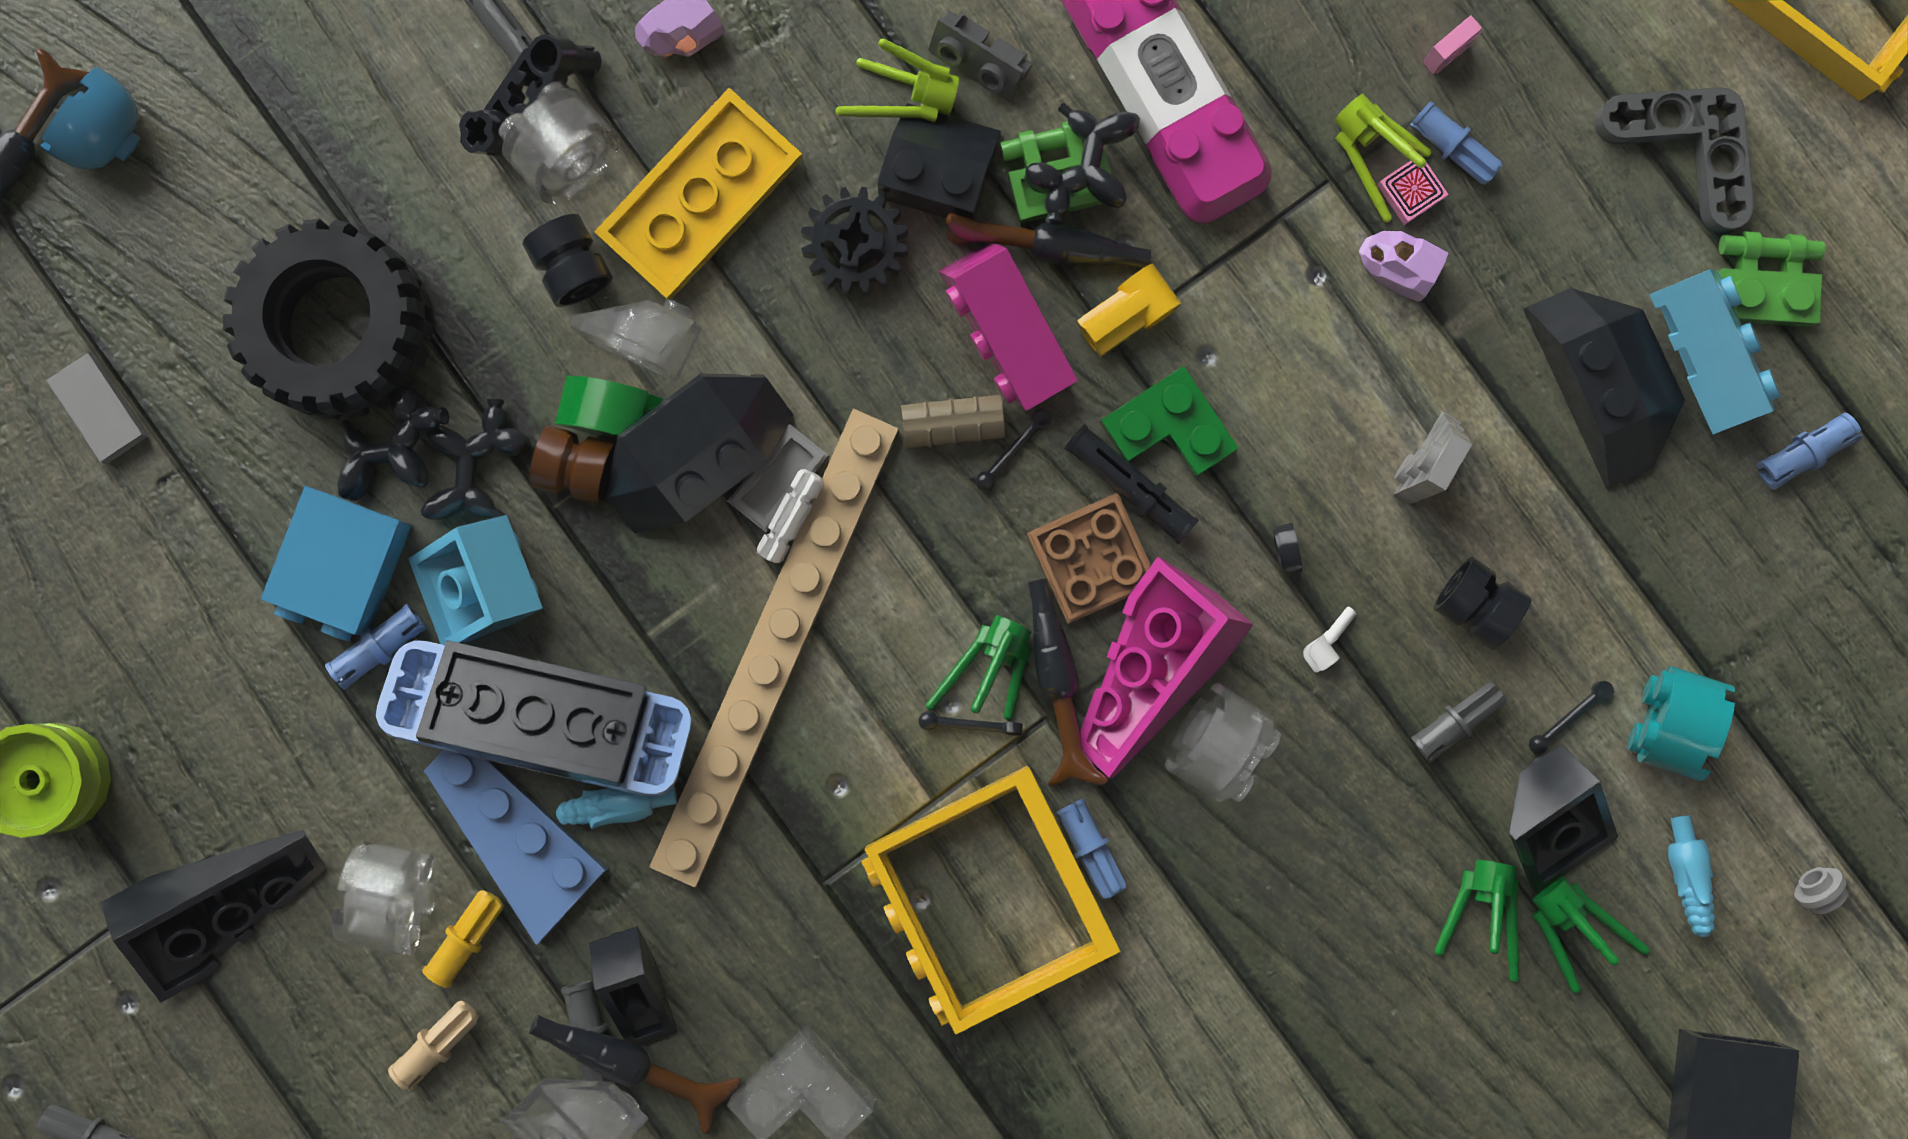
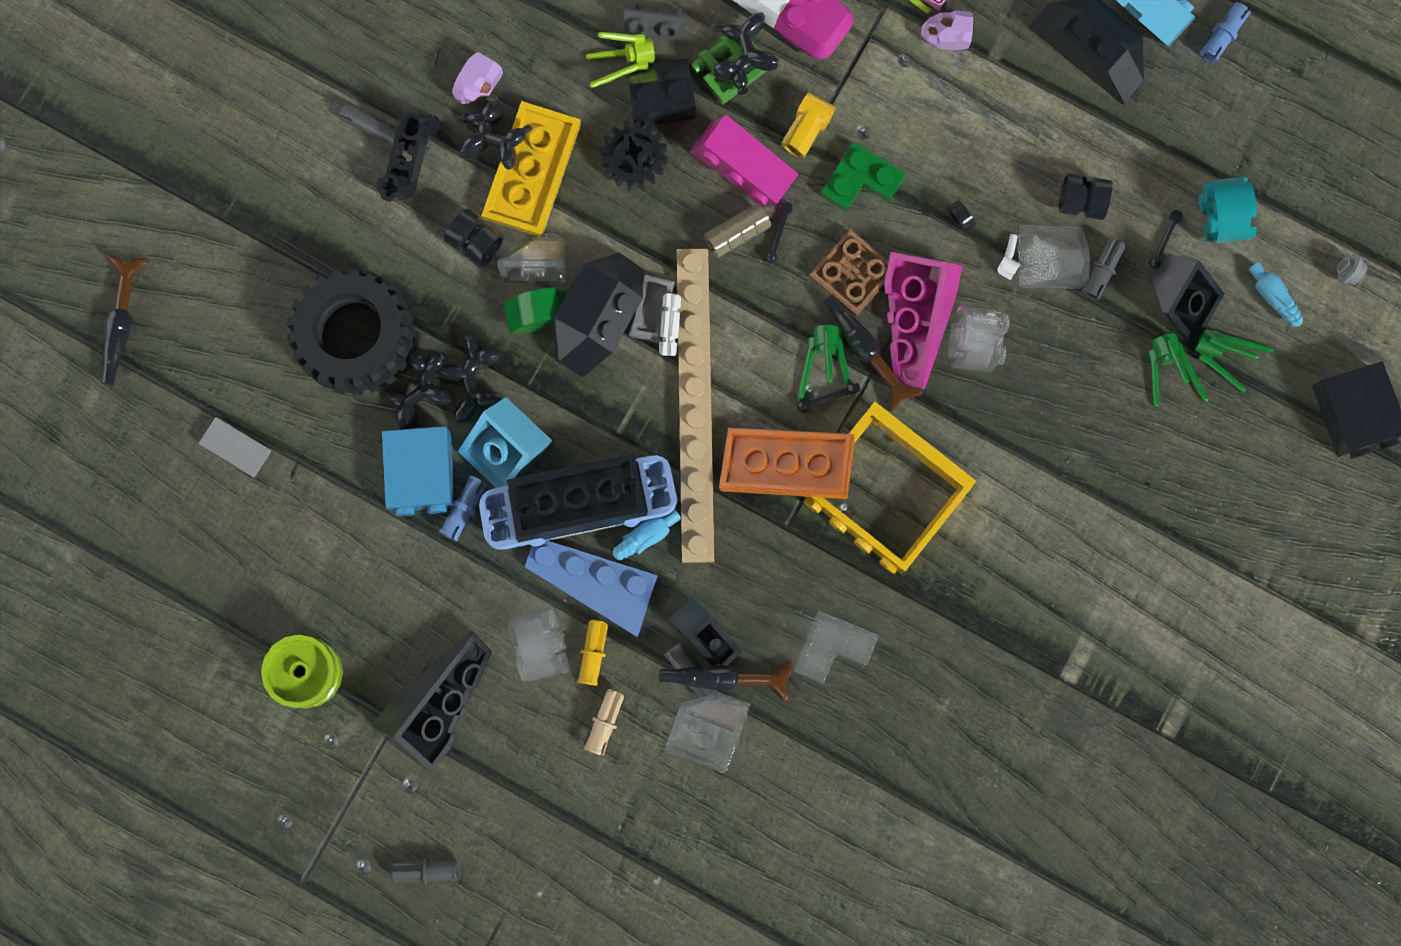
camera: 25 degrees left, 5 degrees down
(94, 124) = (163, 283): dark azure cylinder -> none
(558, 143) = (439, 174): clear brick -> none
(565, 463) = (531, 351): reddish brown wheel -> none
(639, 121) = (479, 142): none -> black piece
(862, 798) = (787, 463): none -> orange tile
(1050, 242) = (744, 107): black piece -> none
(1091, 849) = (932, 434): medium blue axle -> none
(1131, 484) = (848, 218): black pin -> none
(1394, 668) = (1053, 257): none -> clear slope
(1434, 463) = (1020, 129): light grey wing -> none

